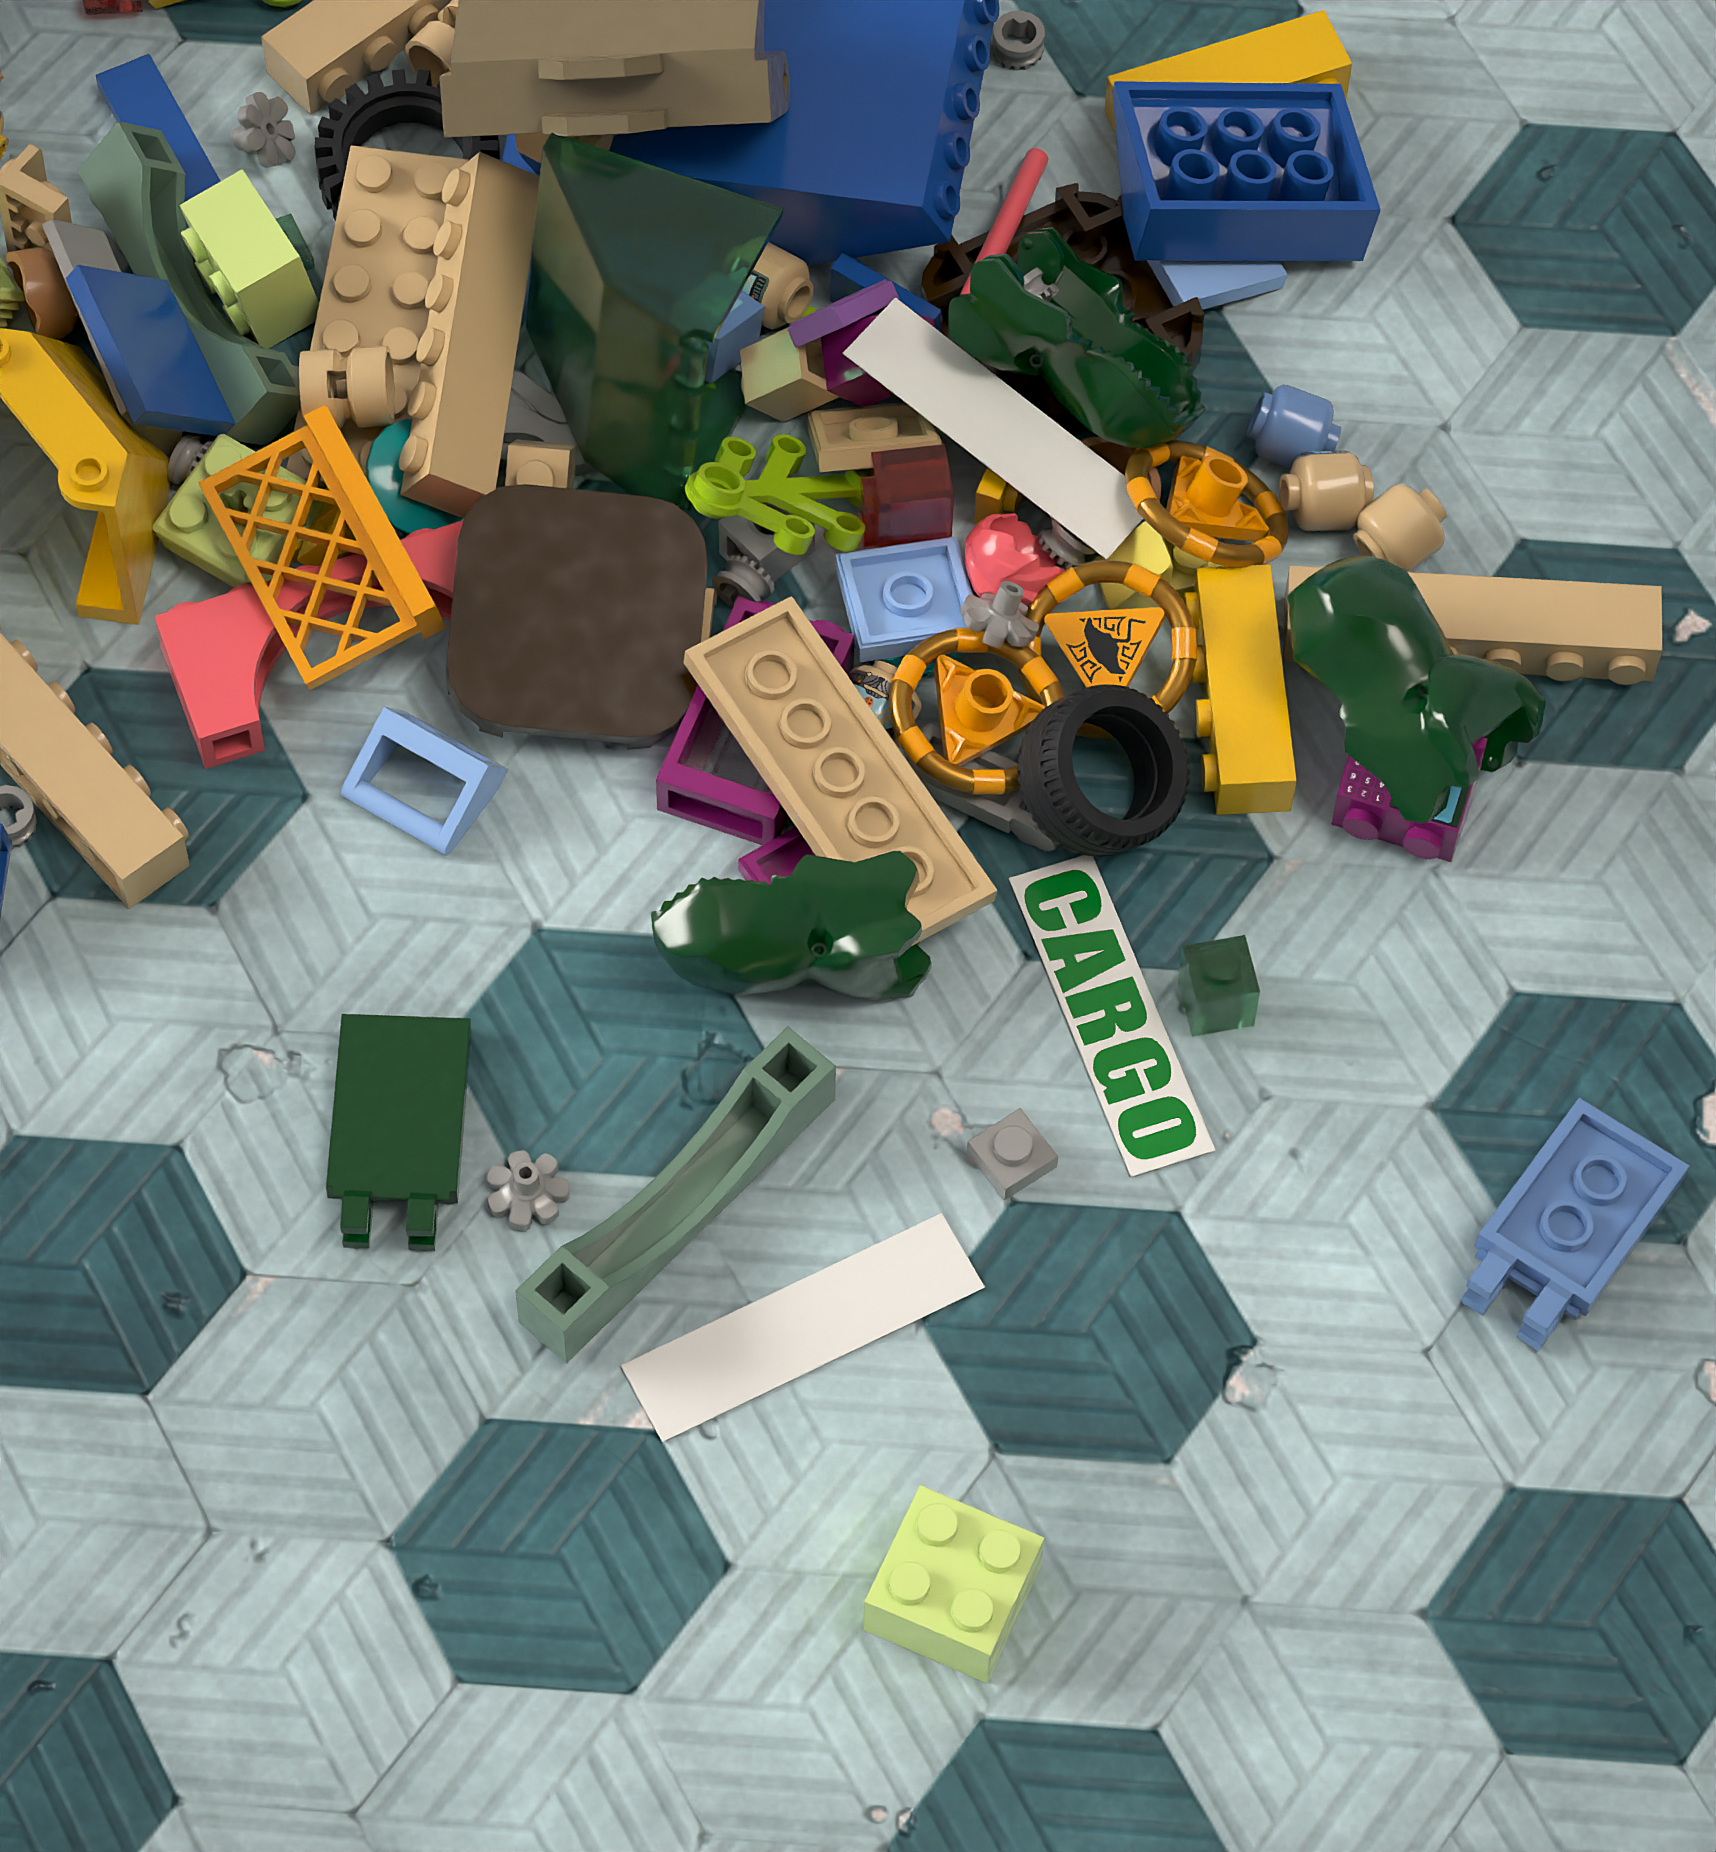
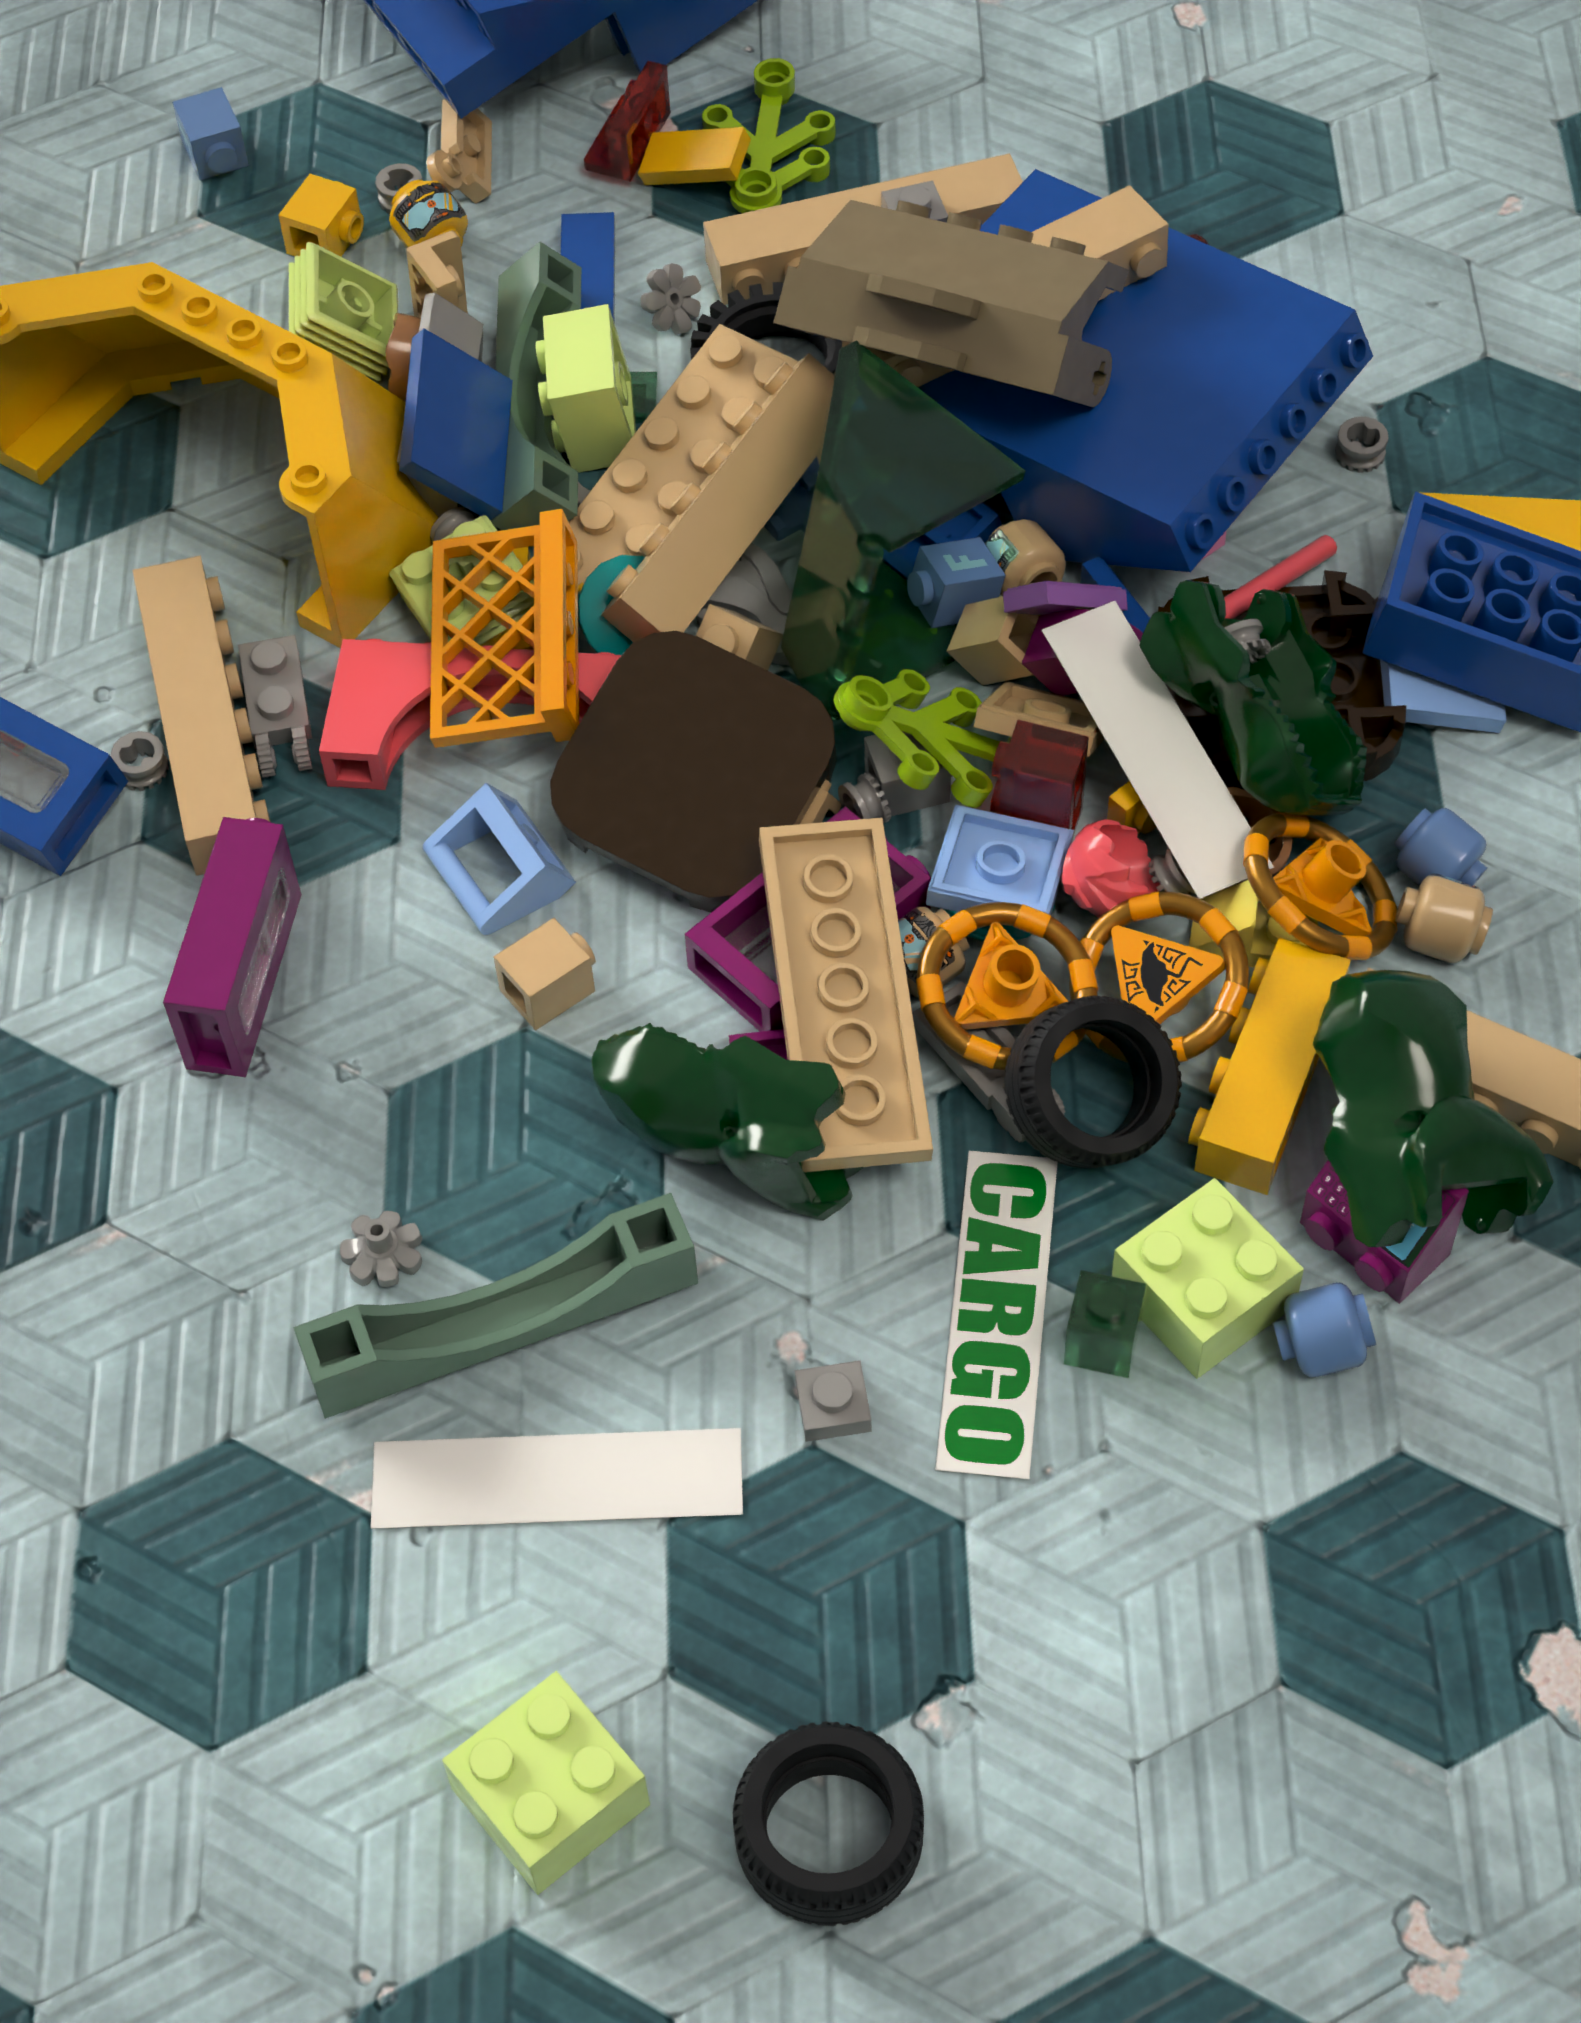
camera: 30 degrees right, 5 degrees down
(109, 700) = (276, 700): none -> light grey hinge
(234, 962) = (233, 947): none -> magenta piece
(368, 385) = (605, 511): tan wheel -> none
(398, 1120) = (303, 1146): dark green tile -> none
(536, 869) = (546, 972): none -> tan brick
(1000, 616) = (1067, 909): light grey plant -> none
(1223, 1448) = (816, 1752): none -> black tyre
(1289, 902) = (1208, 1276): none -> yellowish green brick
(1401, 527) = (1499, 978): tan head -> none
(1407, 911) = (1325, 1330): none -> medium blue head
(1572, 1219) = (1343, 1696): medium blue tile -> none

